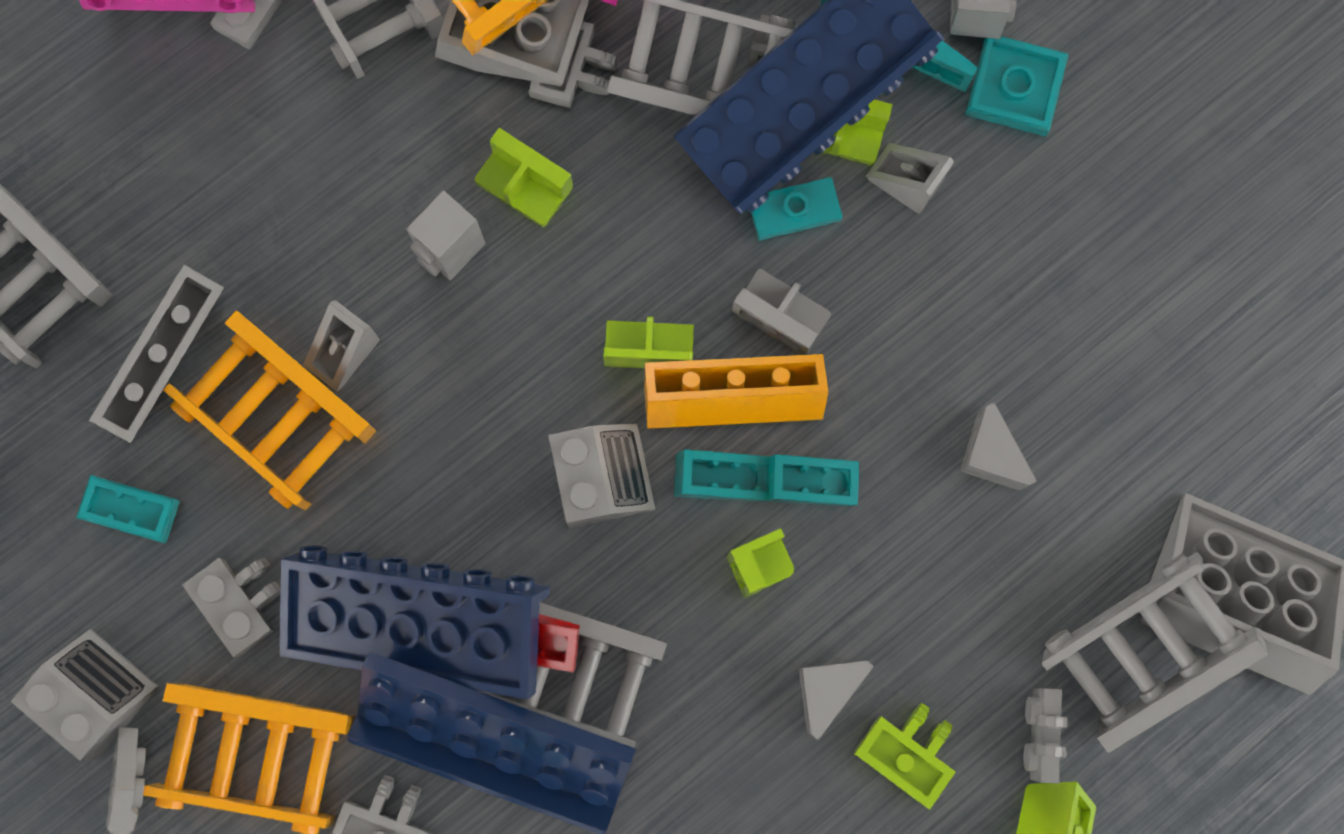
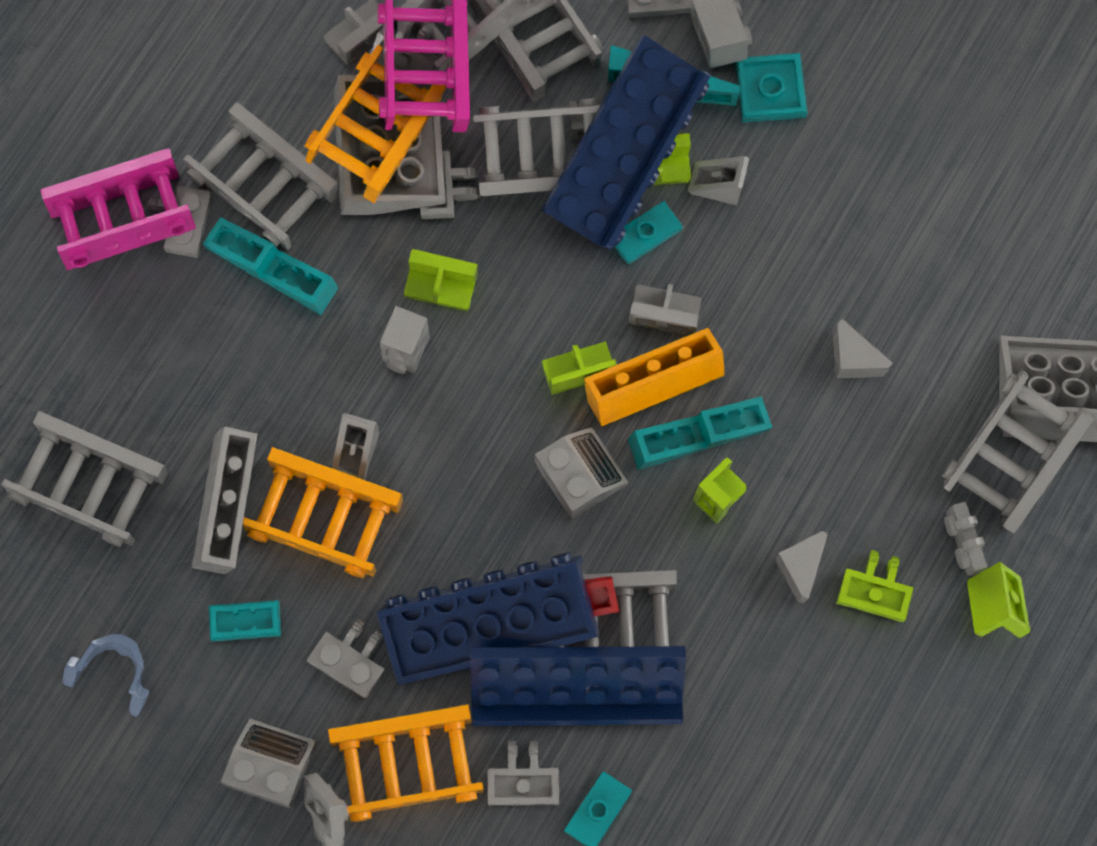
camera: 20 degrees left, 5 degrees down
(330, 89) = (271, 265): none -> teal slope

